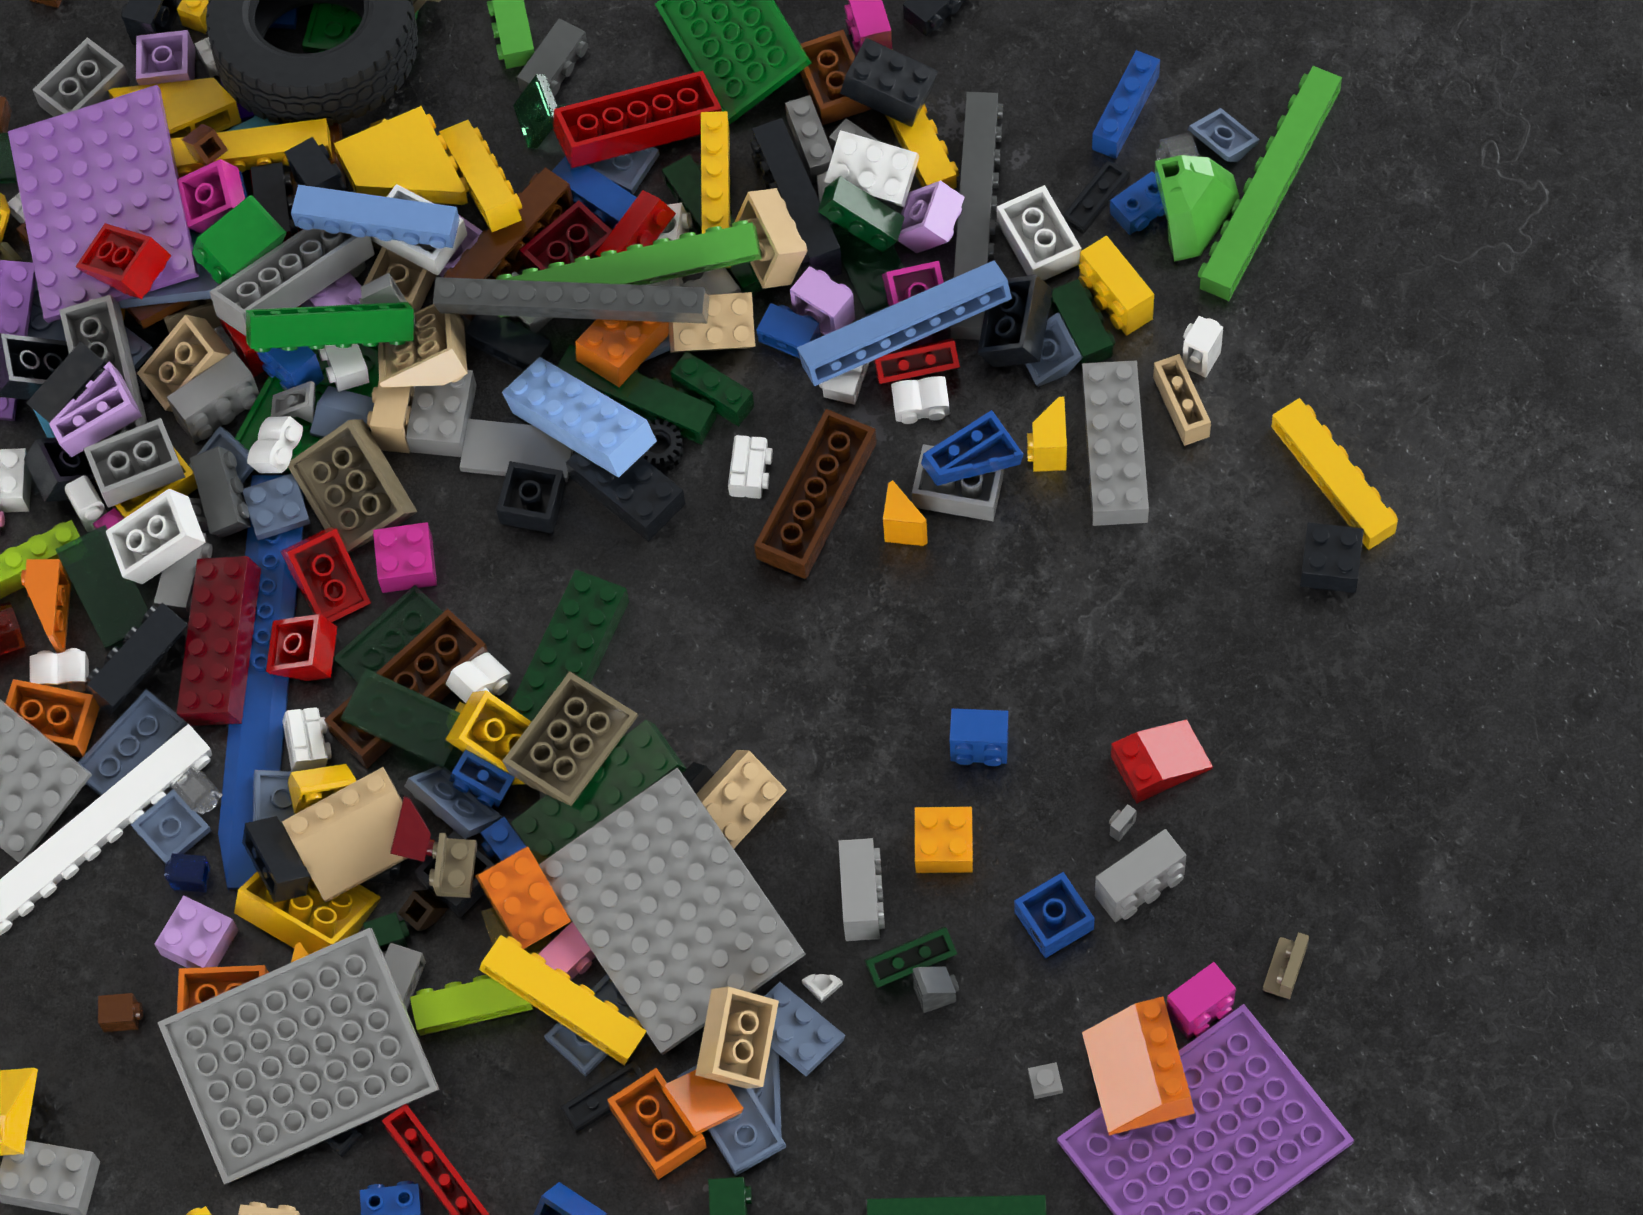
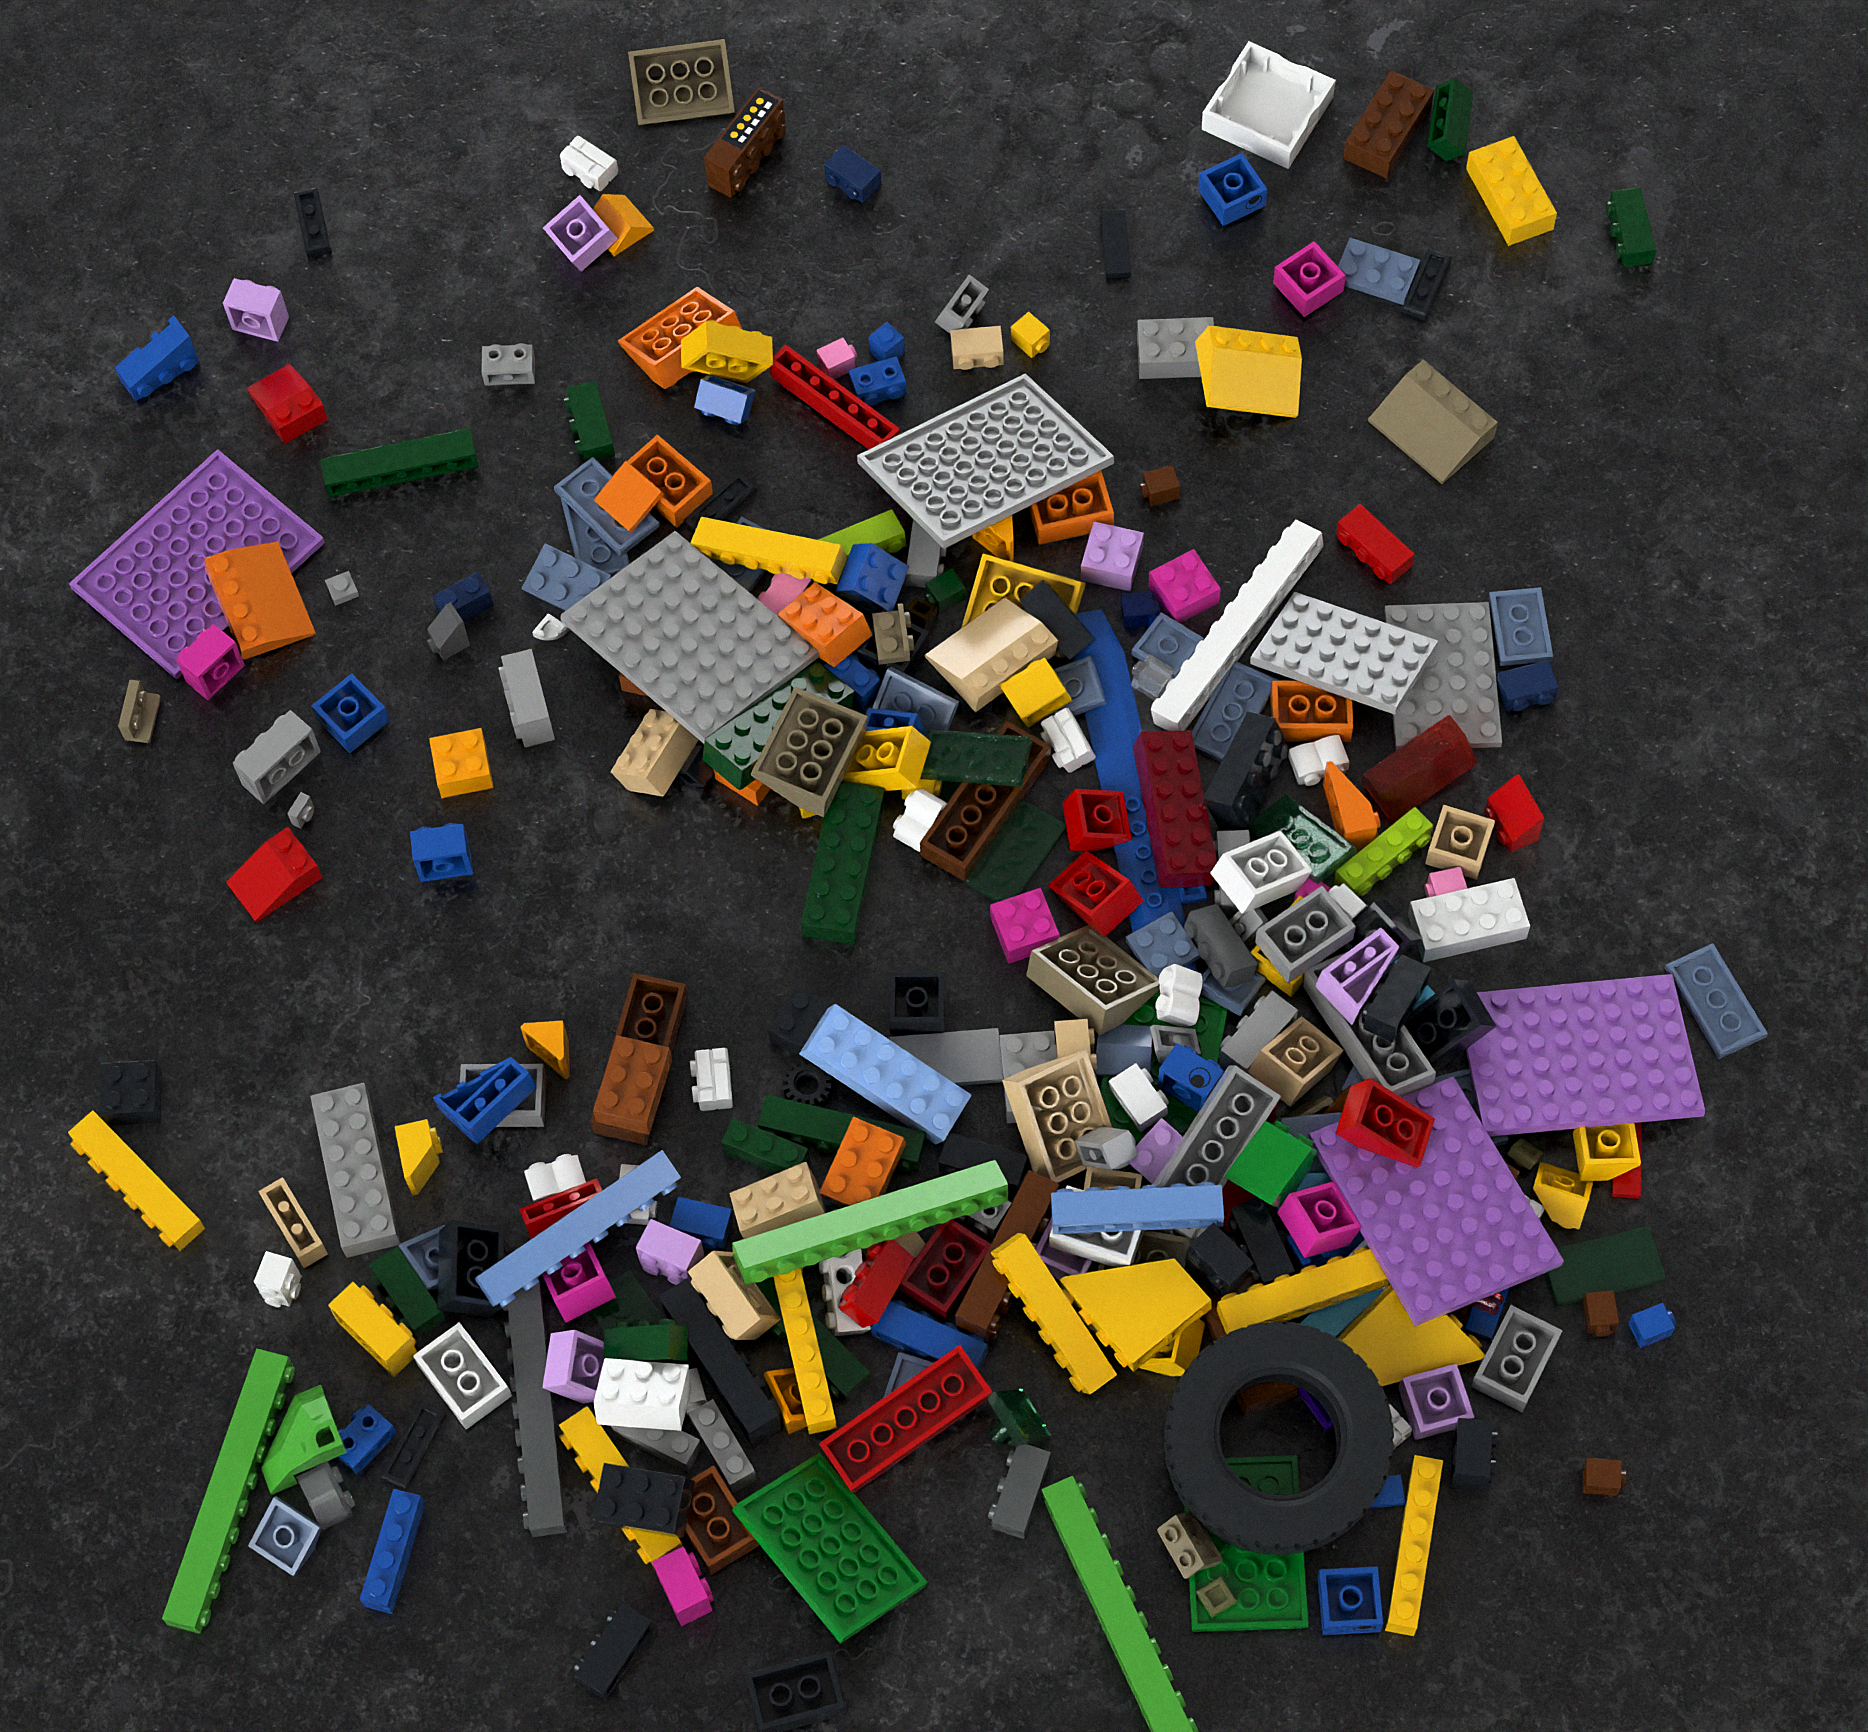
camera: 165 degrees right, 0 degrees up
(132, 886) = (1184, 587): none -> dark pink brick
(204, 144) = (1342, 1260): reddish brown brick -> none
(329, 326) = (1149, 1089): green brick -> none
(411, 834) = (936, 647): dark red slope -> none
(458, 947) = (872, 578): none -> blue brick
(571, 300) = (914, 1166): dark grey brick -> none
(737, 1037) = (605, 536): tan brick -> none
(742, 168) = (785, 1391): none -> light orange slope
(825, 443) = (632, 1084): none -> dark orange brick
(911, 1027) = (467, 596): none -> dark blue brick
(915, 953) = (472, 654): dark green brick -> none

